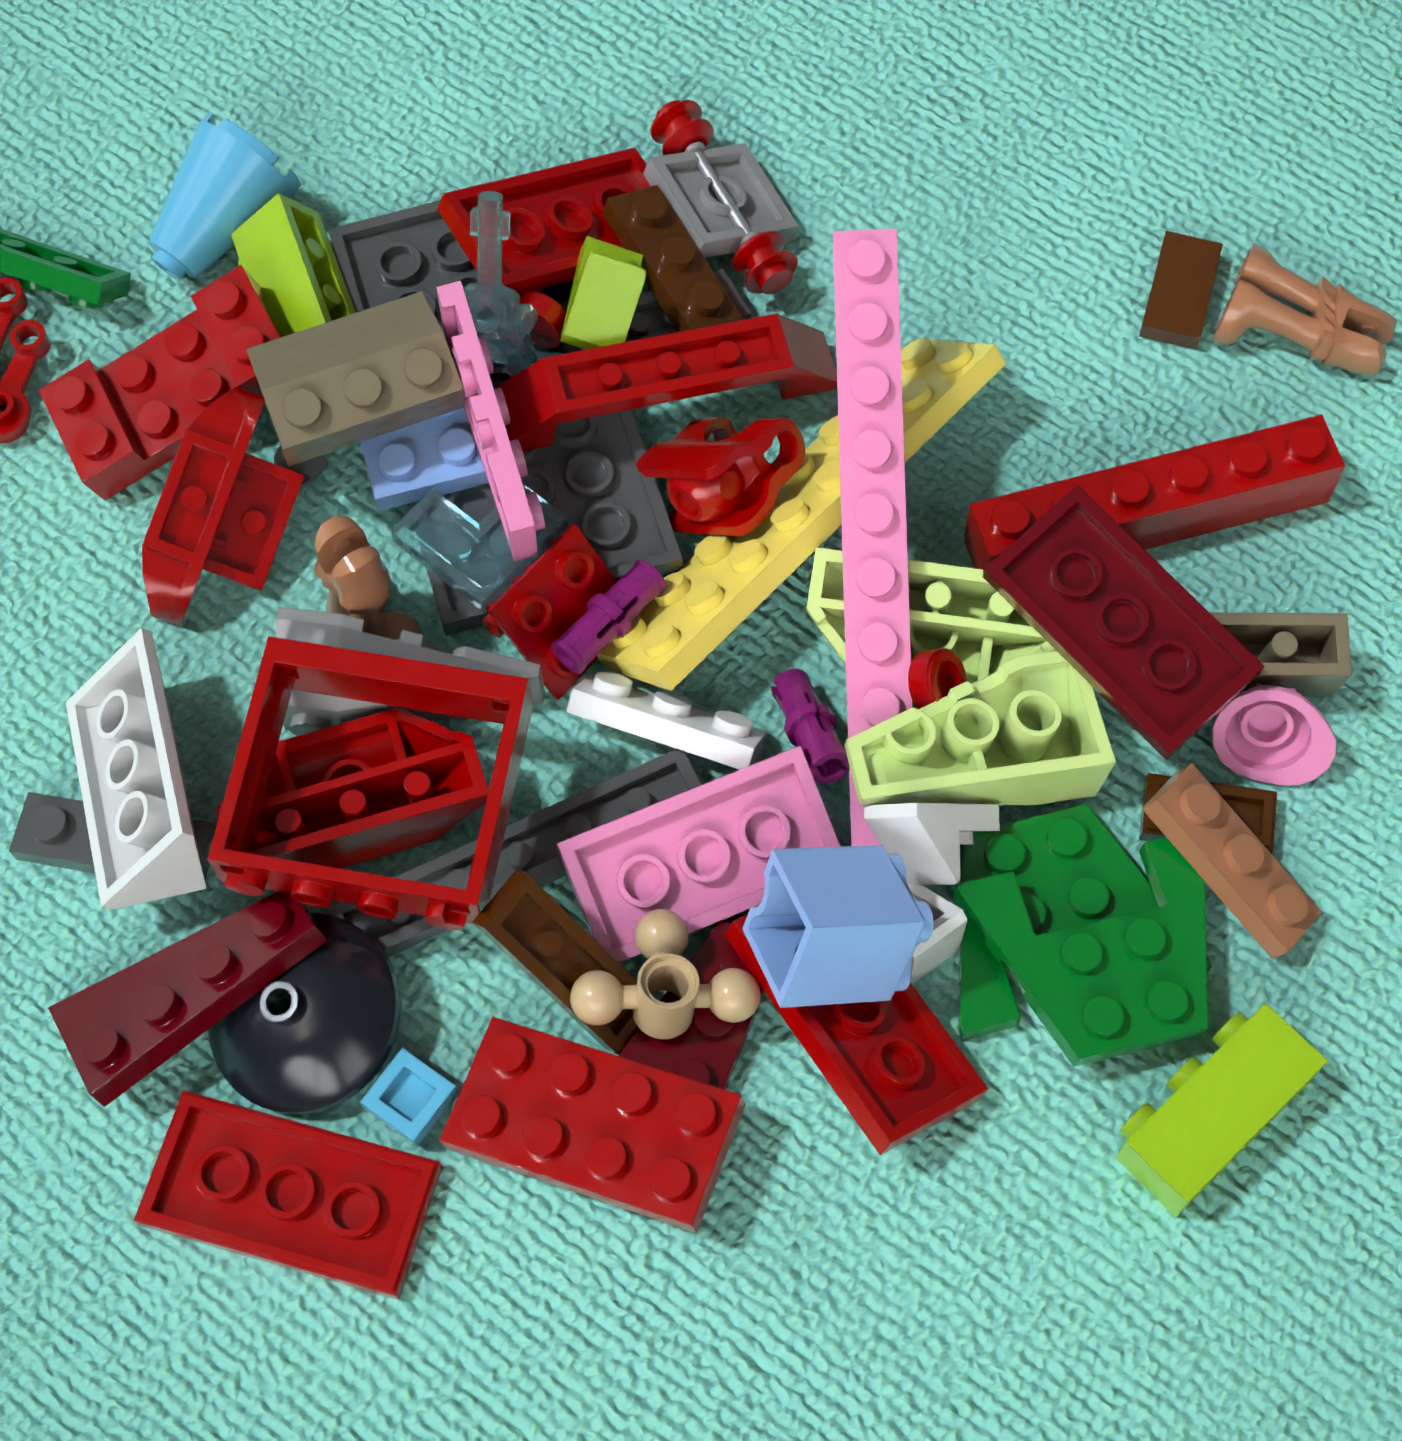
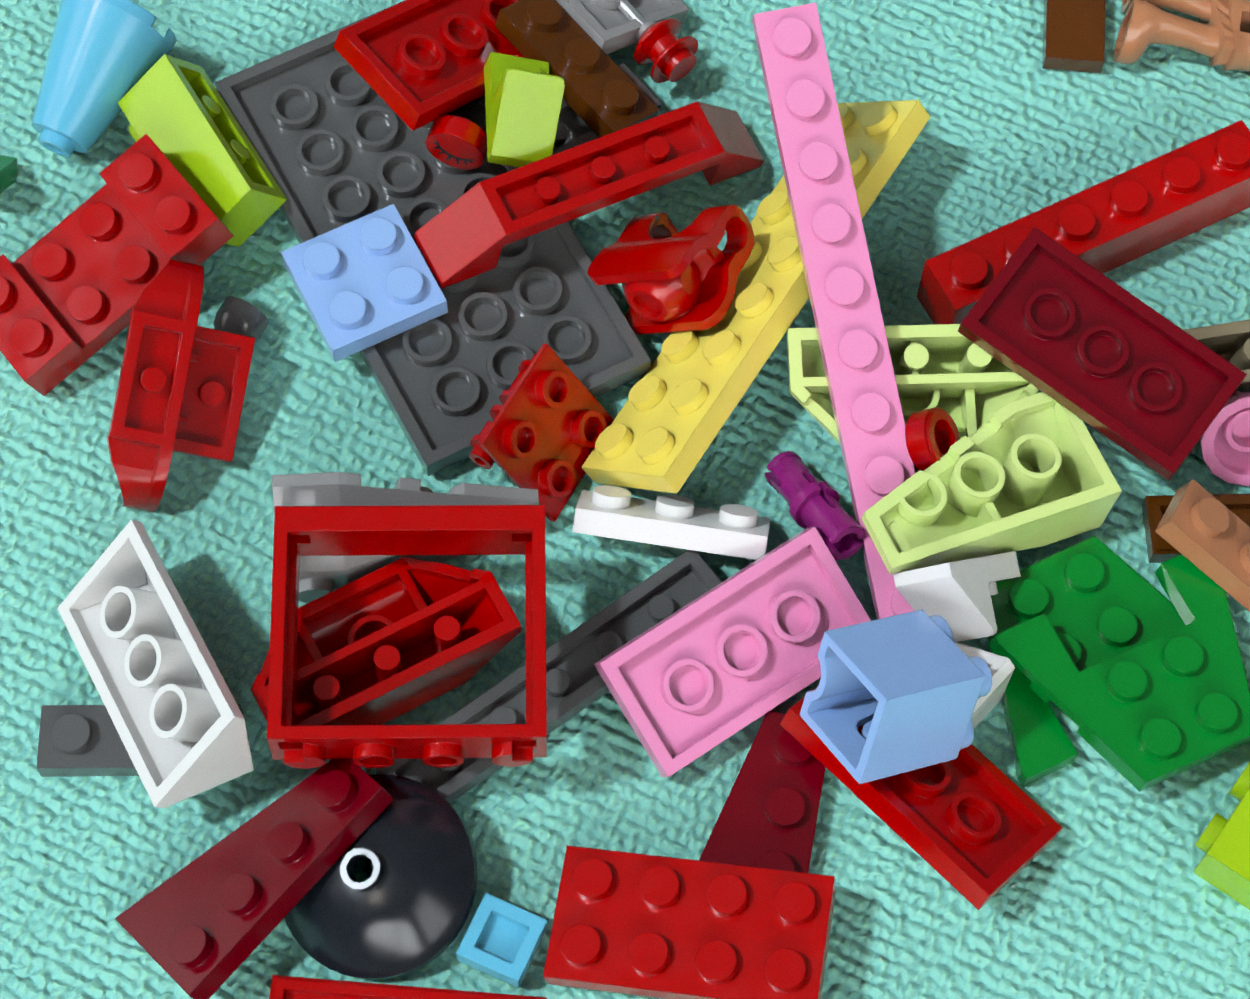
camera: 15 degrees left, 0 degrees up
(357, 378) = (294, 230): dark tan slope -> none
(357, 579) = (339, 434): nougat piece -> none
(468, 553) = (450, 391): clear light blue plate -> none
(487, 417) = (438, 257): bright pink wing -> none
(492, 304) = (409, 135): clear light blue piece -> none
(552, 950) = (633, 777): reddish brown plate -> none
(608, 616) = (595, 430): magenta pin -> none
(662, 938) = (720, 738): tan piece -> none

